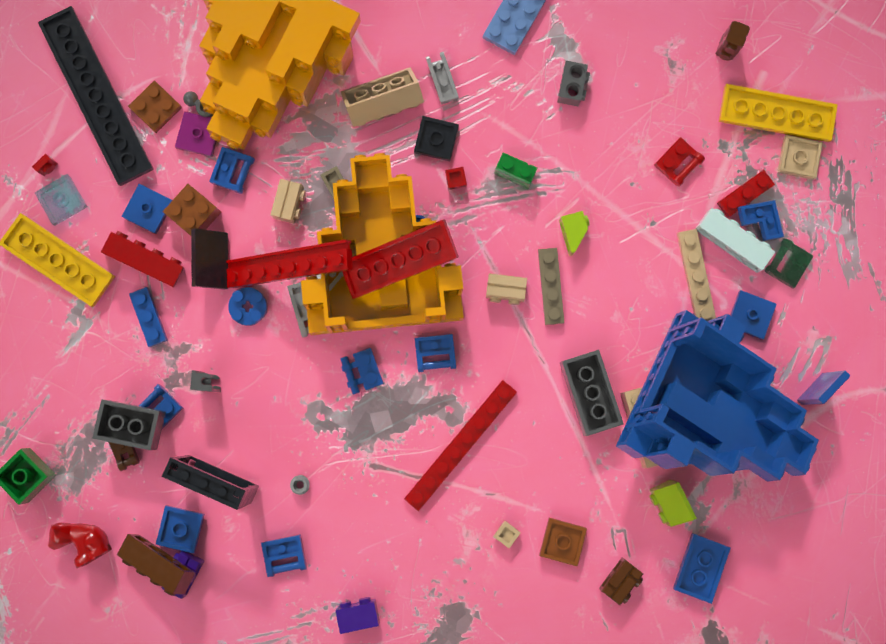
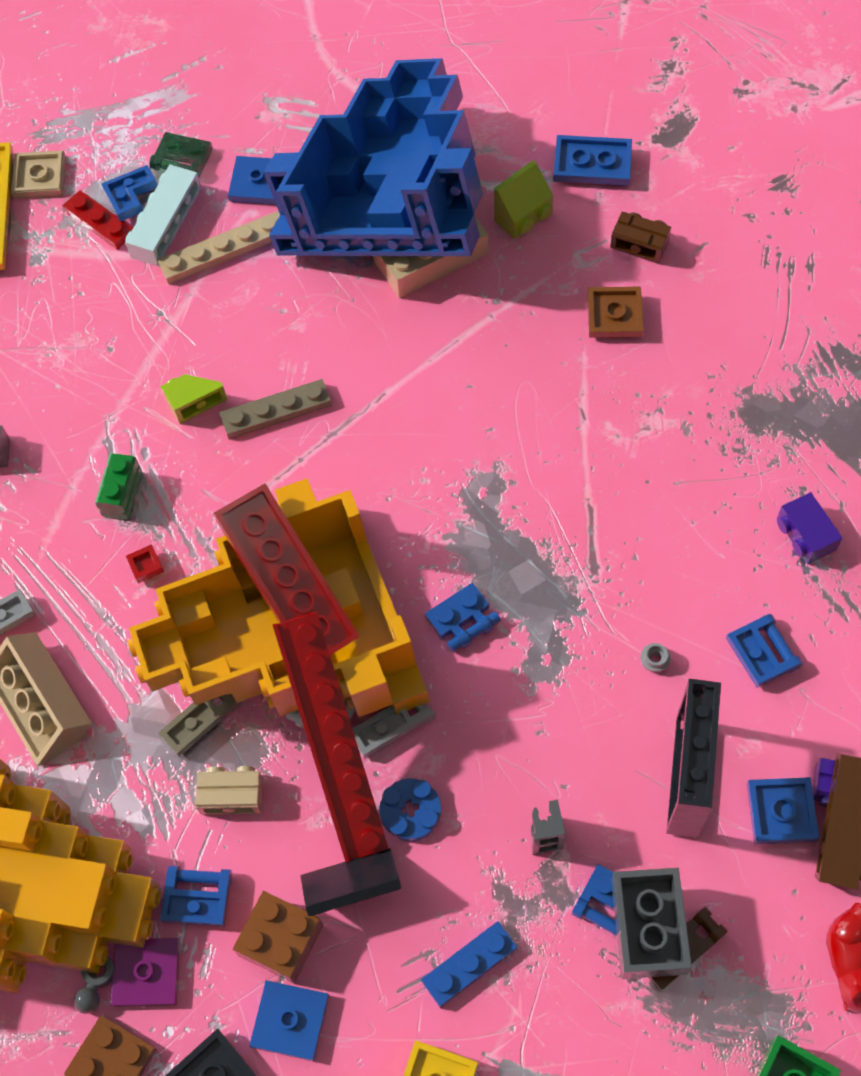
camera: 100 degrees left, 20 degrees down
(138, 257) = (375, 996): red wedge -> none
(435, 346) = (400, 531): blue plate -> none
(436, 138) = (89, 608): black tile -> none
(460, 445) = (529, 464): red plate -> none
(506, 288) = (292, 456): tan brick -> none
(506, 534) = (629, 377): tan plate -> none
(591, 393) = (409, 321): dark grey brick -> none
(674, 157) = (64, 307): red plate -> none
(823, 388) = (329, 75): tile -> none

